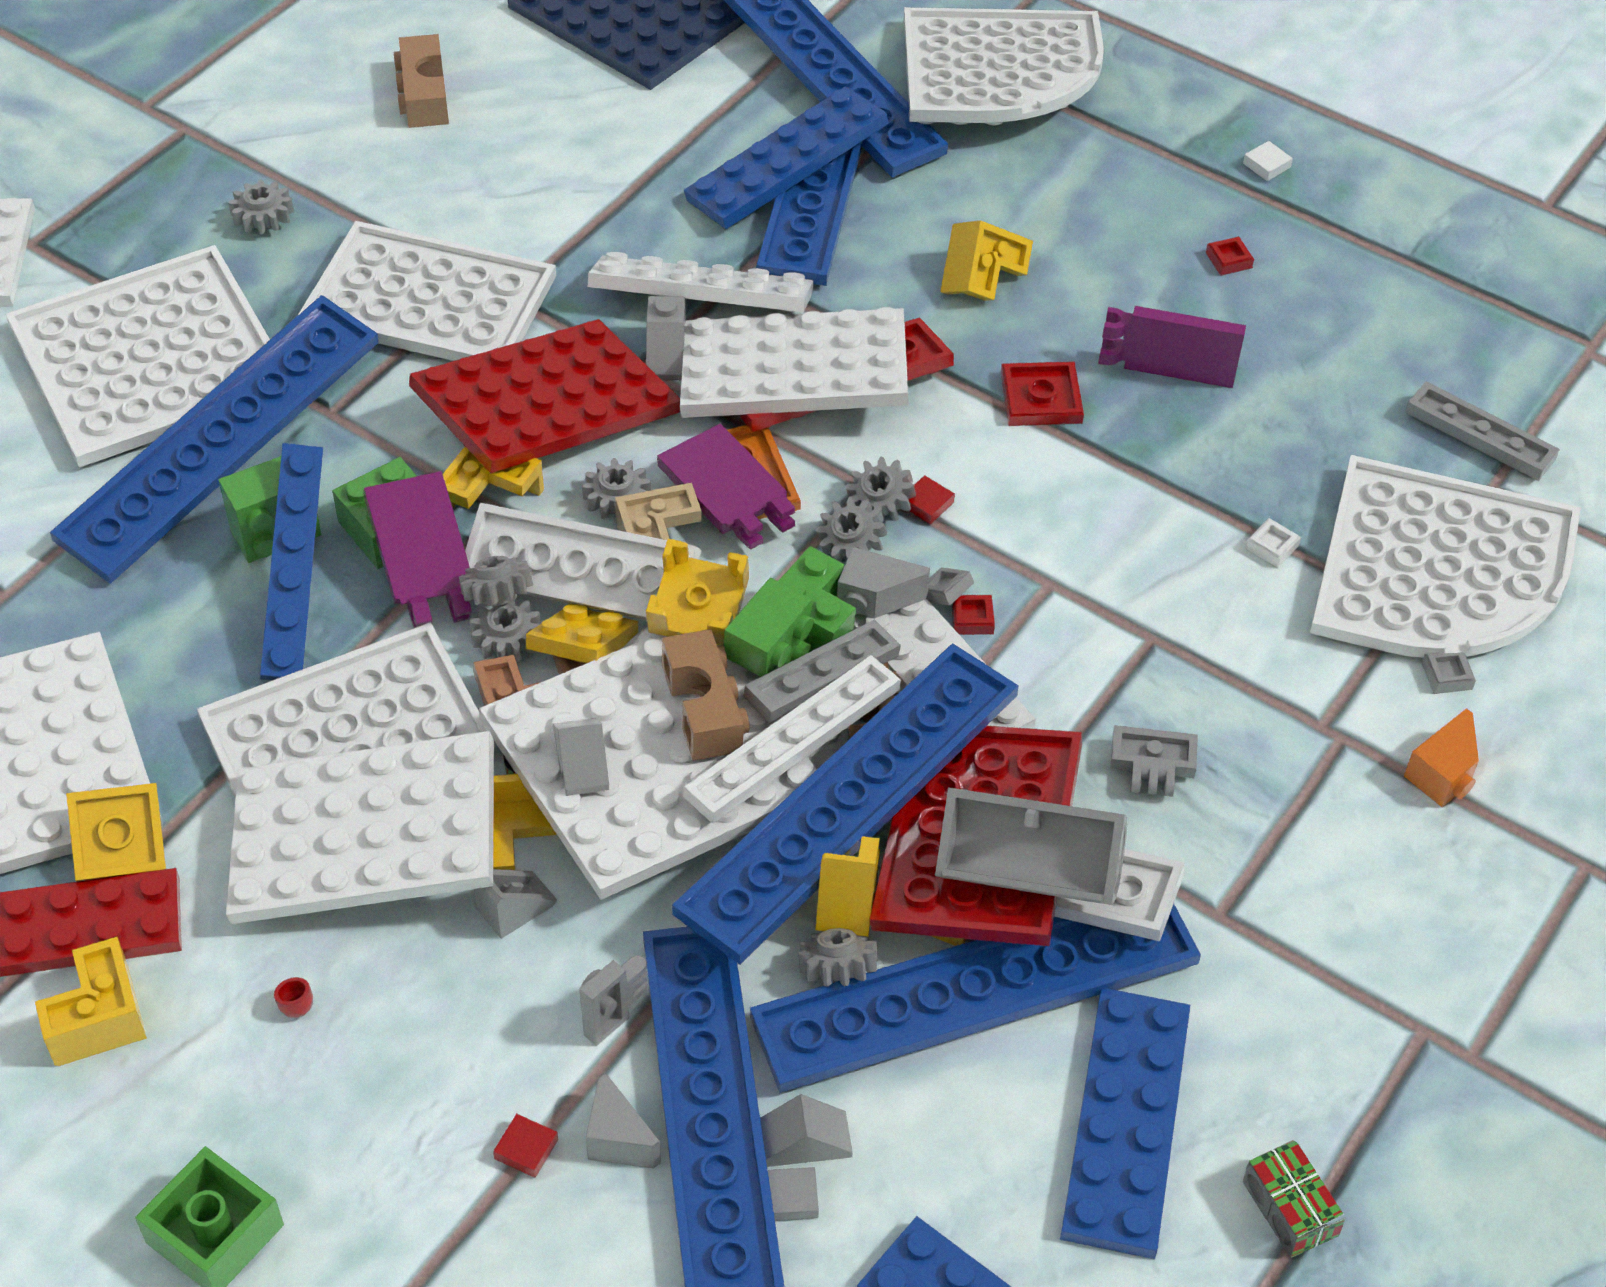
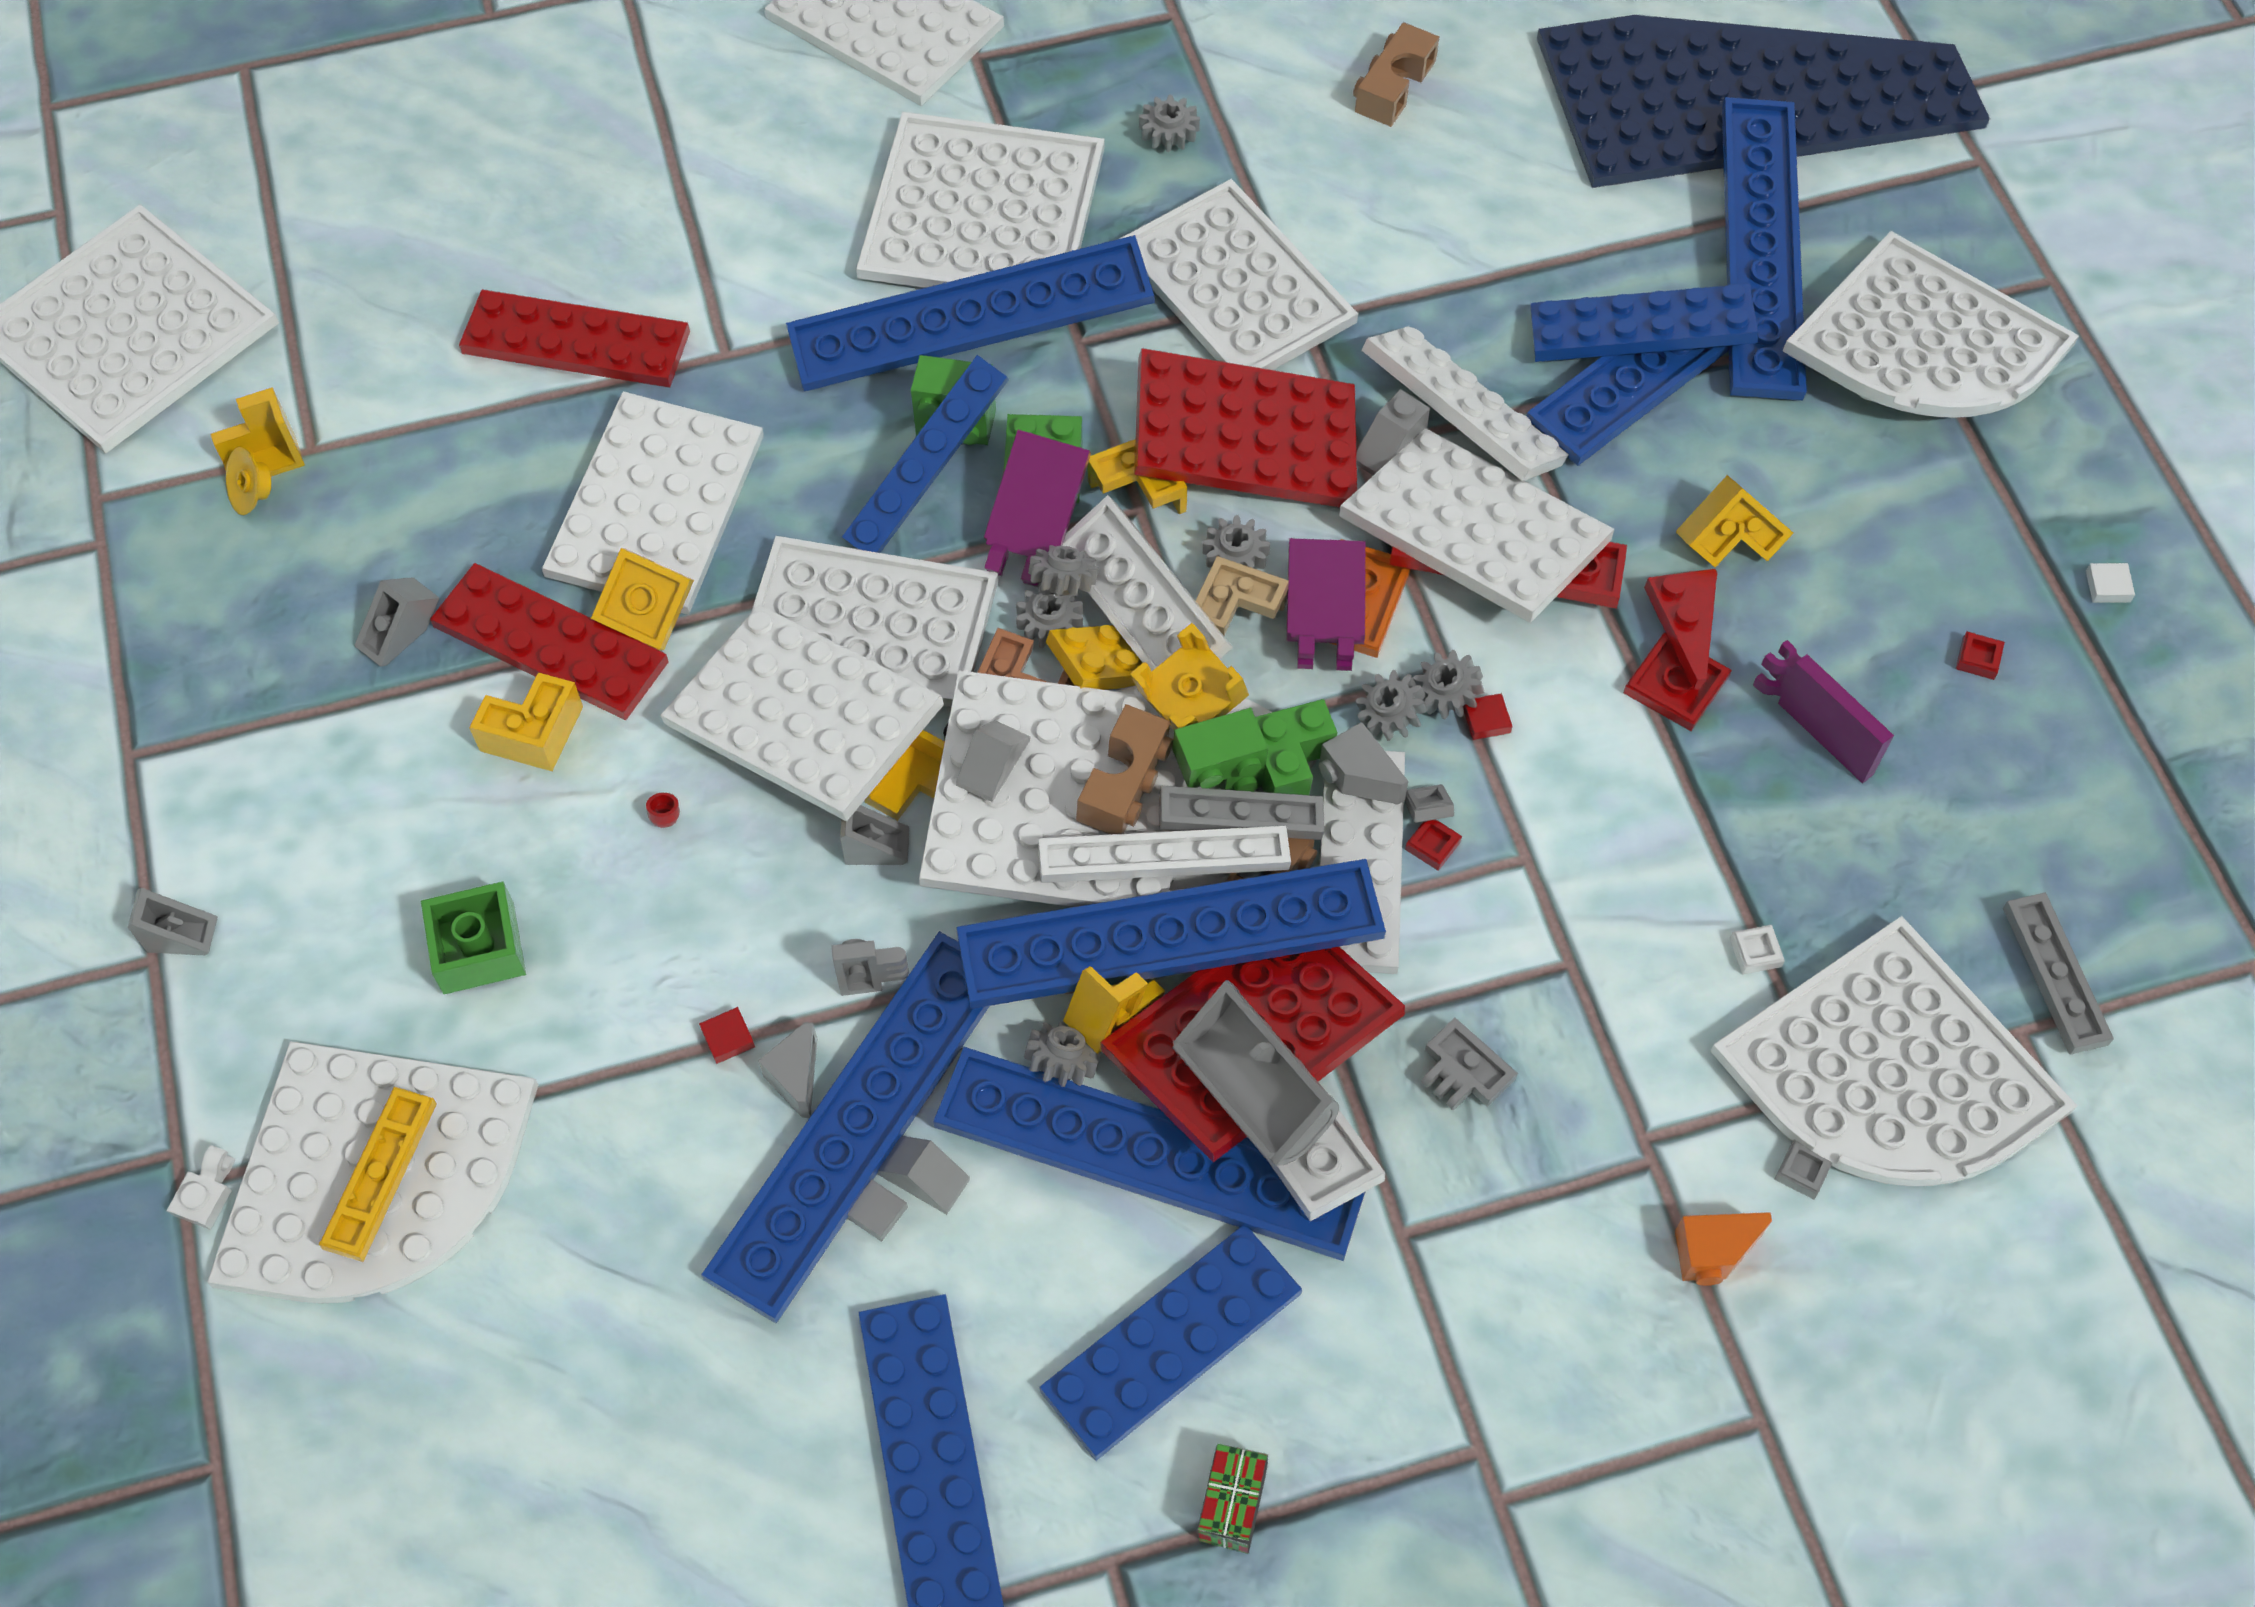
camera: 40 degrees right, 10 degrees up
(1006, 339) = (1686, 613): none -> red wing

